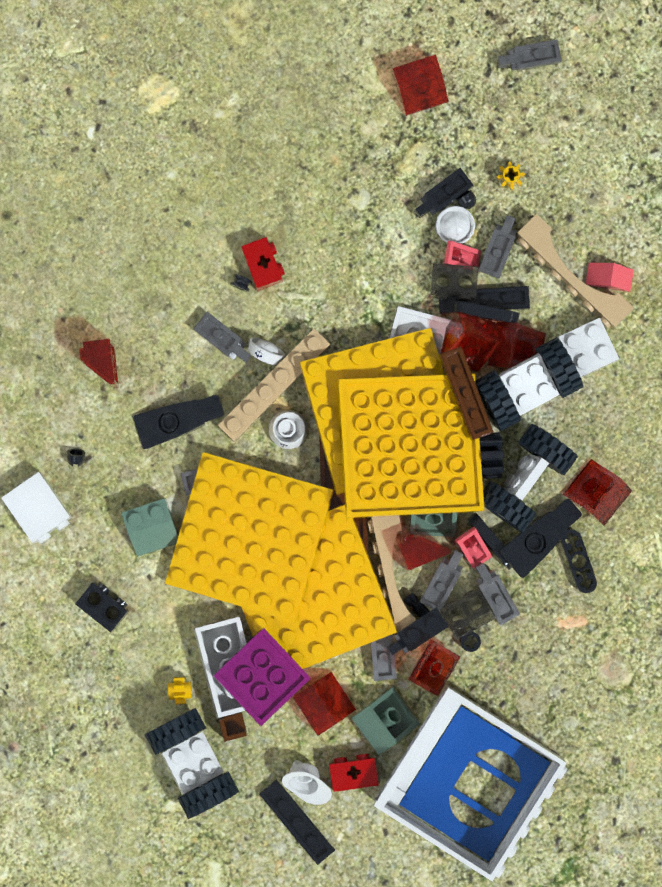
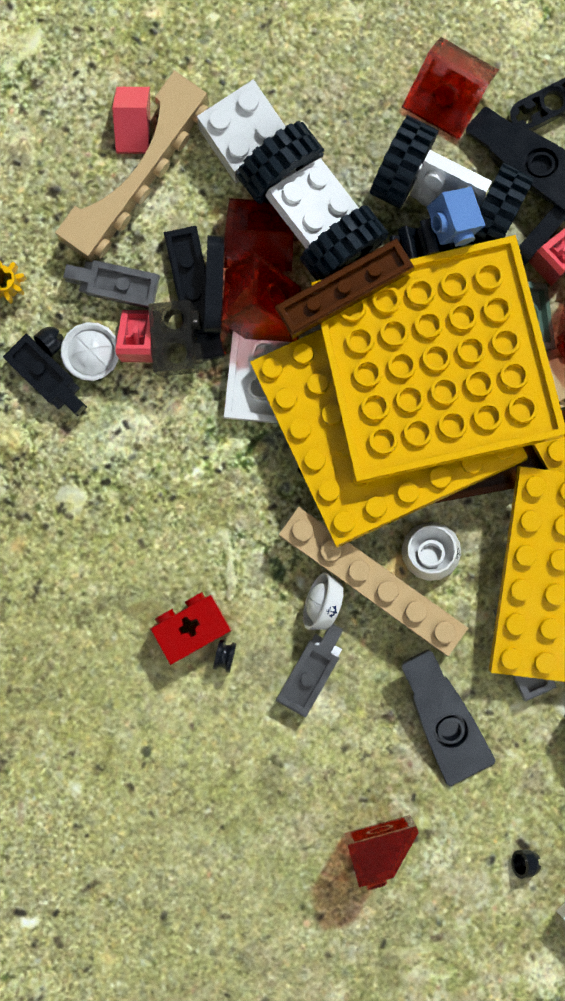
camera: 105 degrees left, 0 degrees up
(501, 472) = (456, 216): none -> medium blue brick

